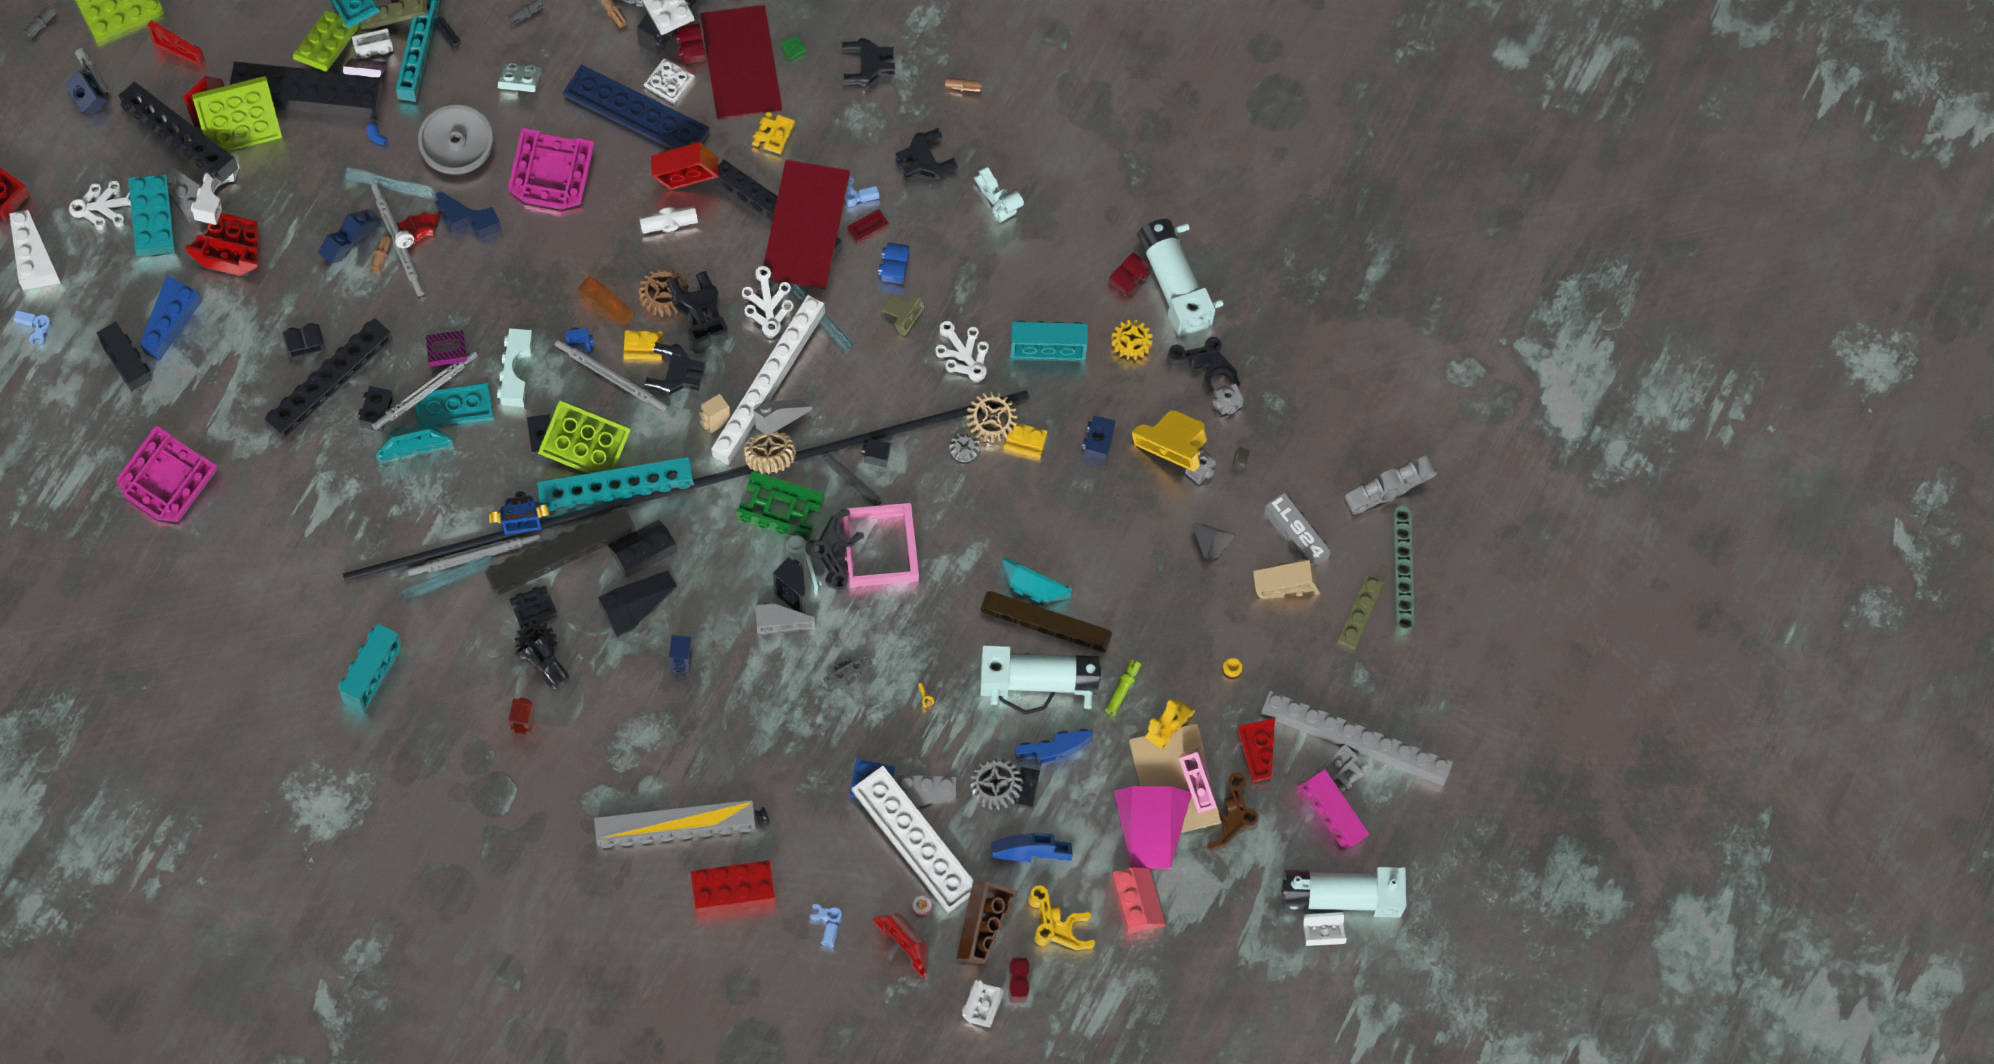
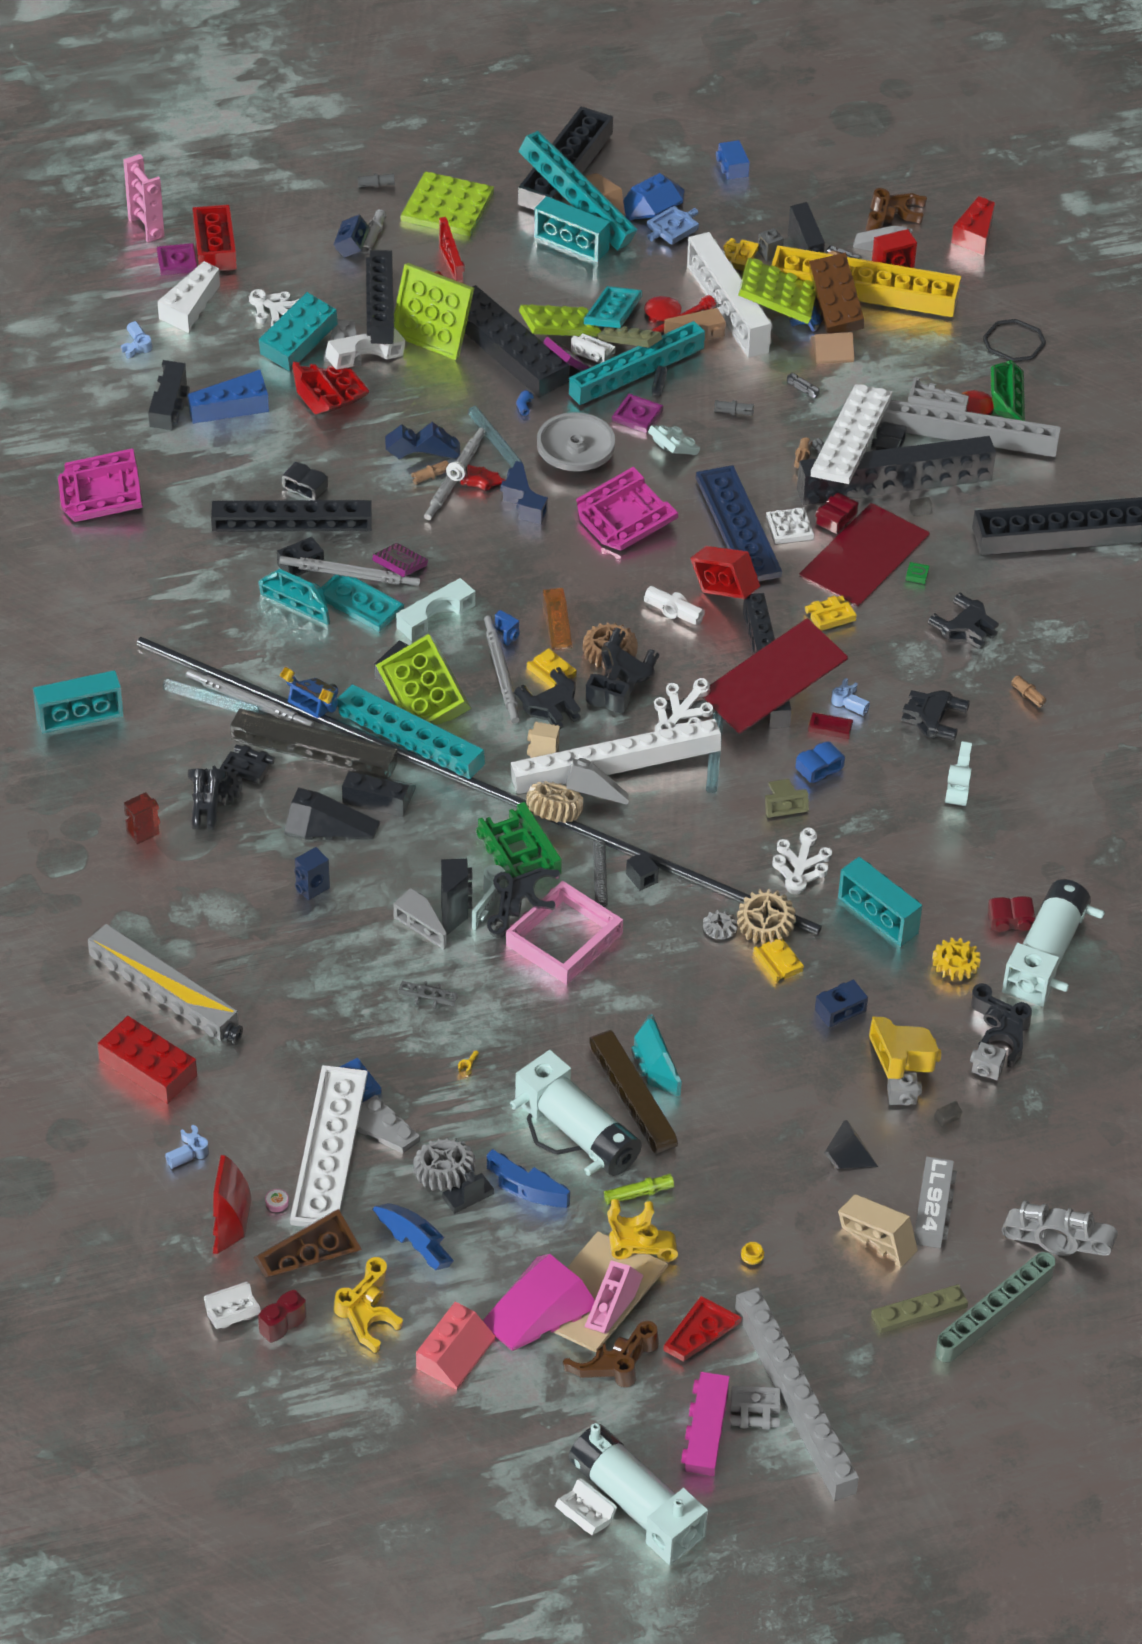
camera: 50 degrees right, 20 degrees down
(463, 73) = (637, 413): none -> magenta tile

